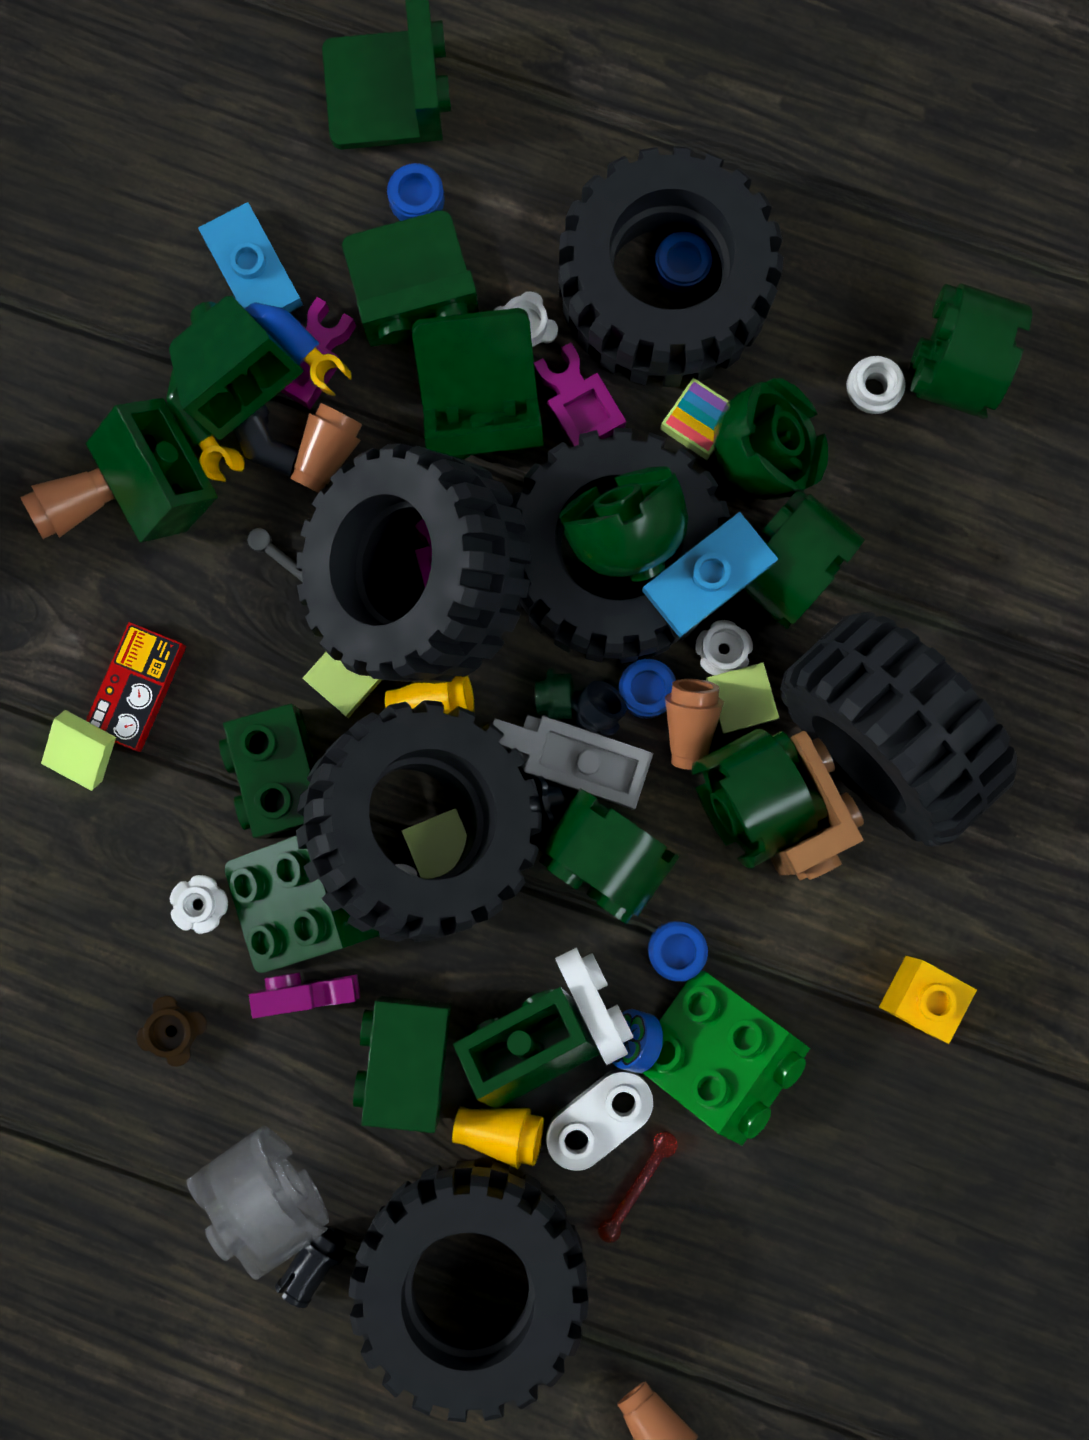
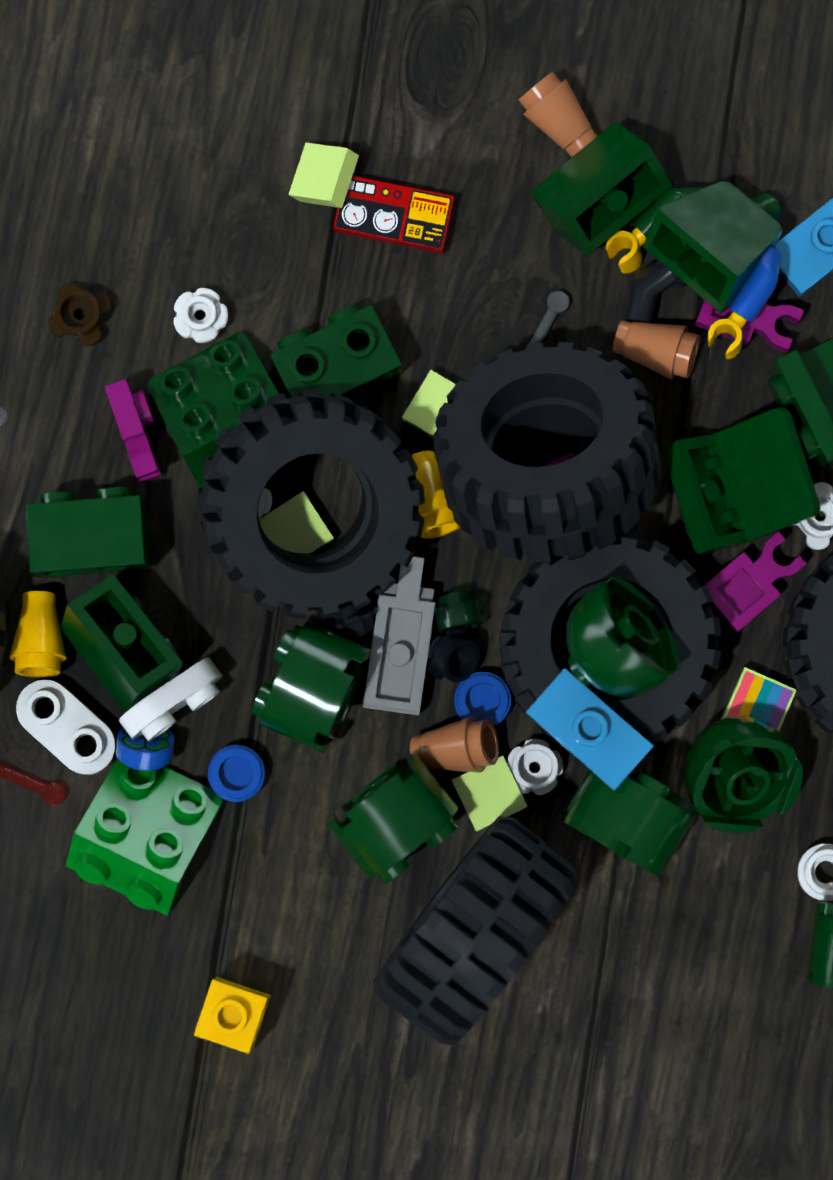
camera: 85 degrees right, 0 degrees up
(837, 831) = (349, 880): medium nougat bracket -> none

